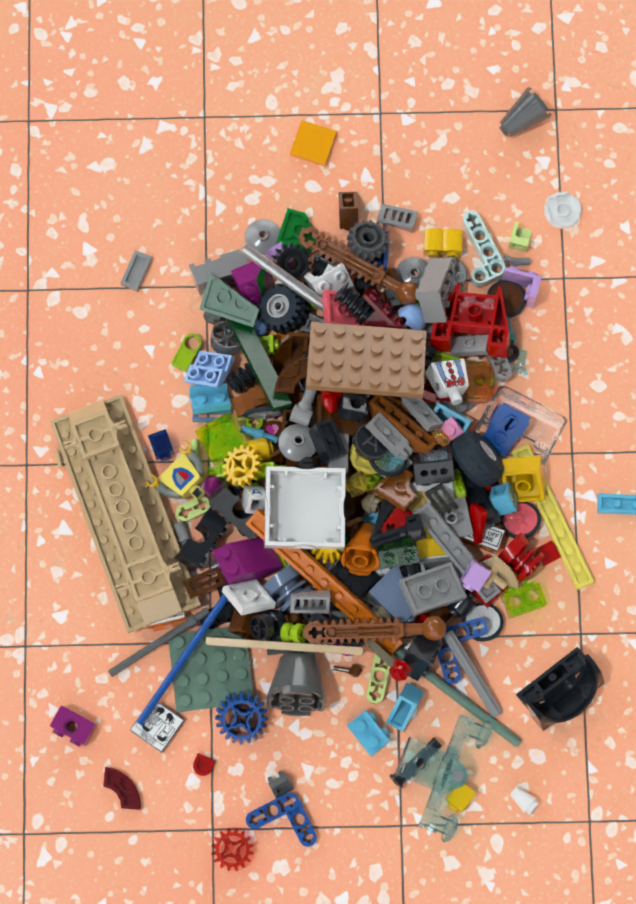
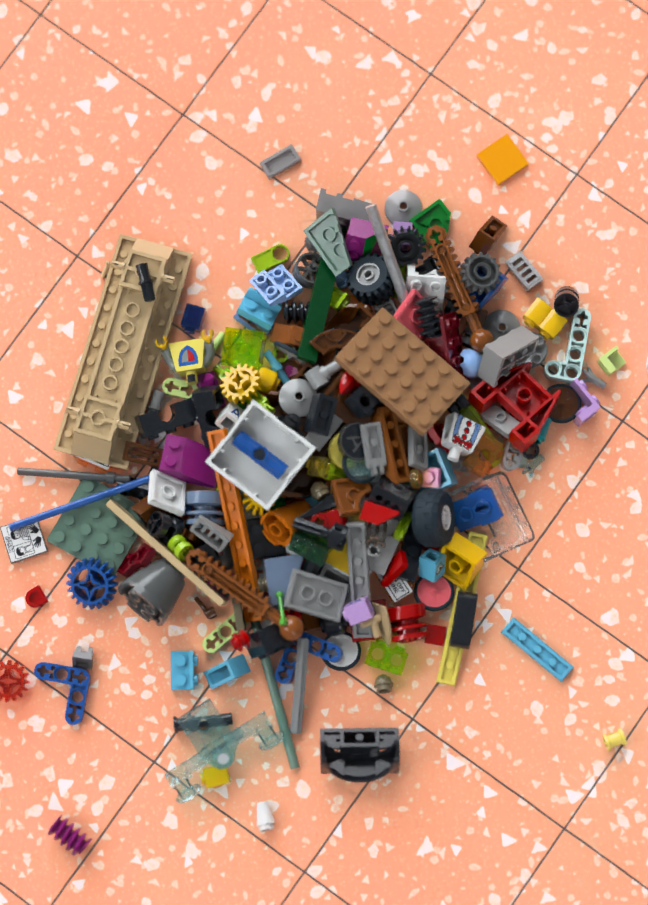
camera: 40 degrees right, 5 degrees up
(104, 440) = (145, 282): none -> black axle
(266, 667) = (138, 559): none -> dark red tile
(317, 507) = (249, 446): none -> blue piece
(423, 626) = (283, 620): none -> bright green hinge
(432, 487) = (376, 513): none -> red tile
(450, 215) = (566, 301): none -> black wheel
(537, 622) = (383, 684): none -> dark tan plate
(561, 523) = (463, 619): none -> black beam

